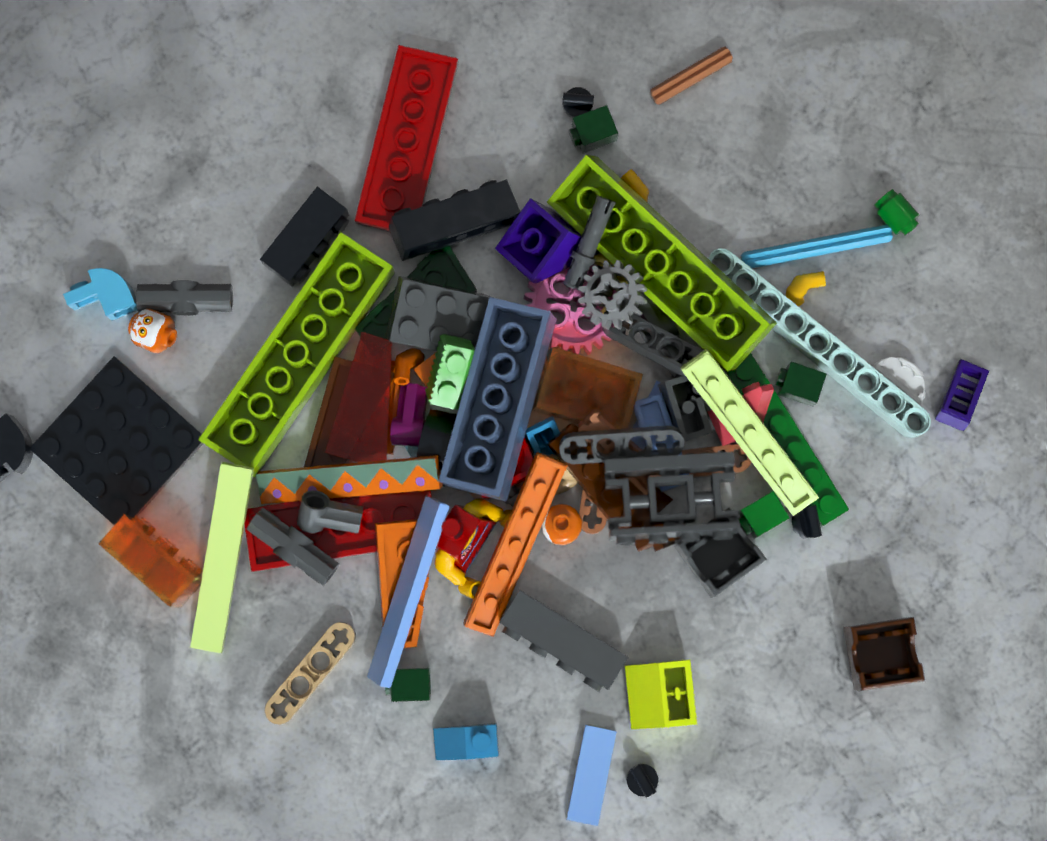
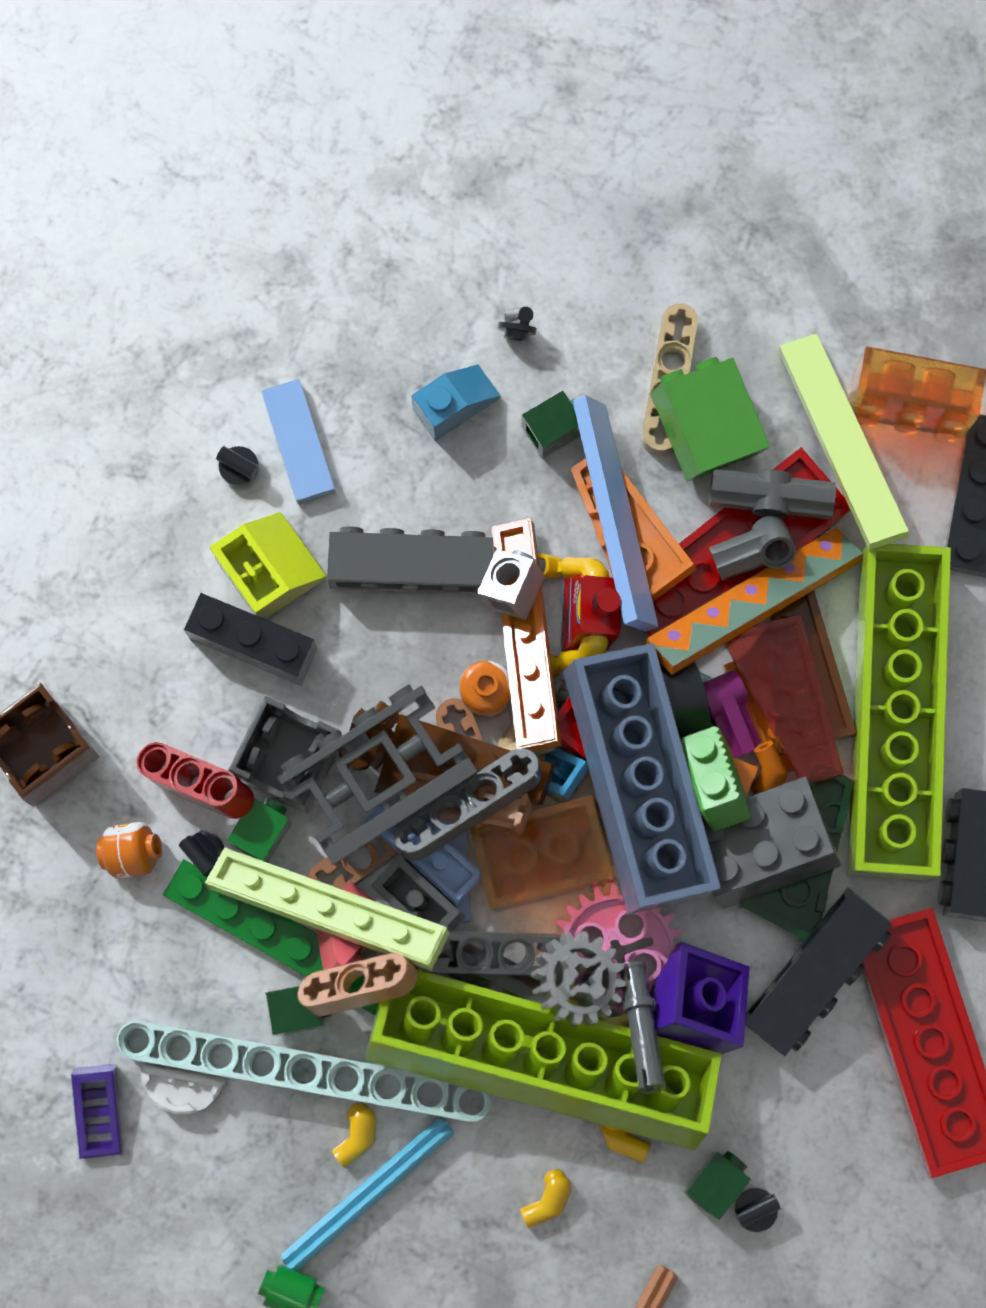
camera: 150 degrees right, 5 degrees down
(302, 625) = (709, 417): none -> bright green brick
(392, 772) = (517, 324): none -> black plate
(506, 568) = (515, 598): none -> light grey brick
(700, 648) = (251, 639): none -> black brick
(702, 177) = (552, 1201): none -> yellow arm
(750, 358) = (373, 991): none -> nougat beam
(799, 579) = (209, 788): none -> red beam
(856, 550) = (128, 850): none -> orange head

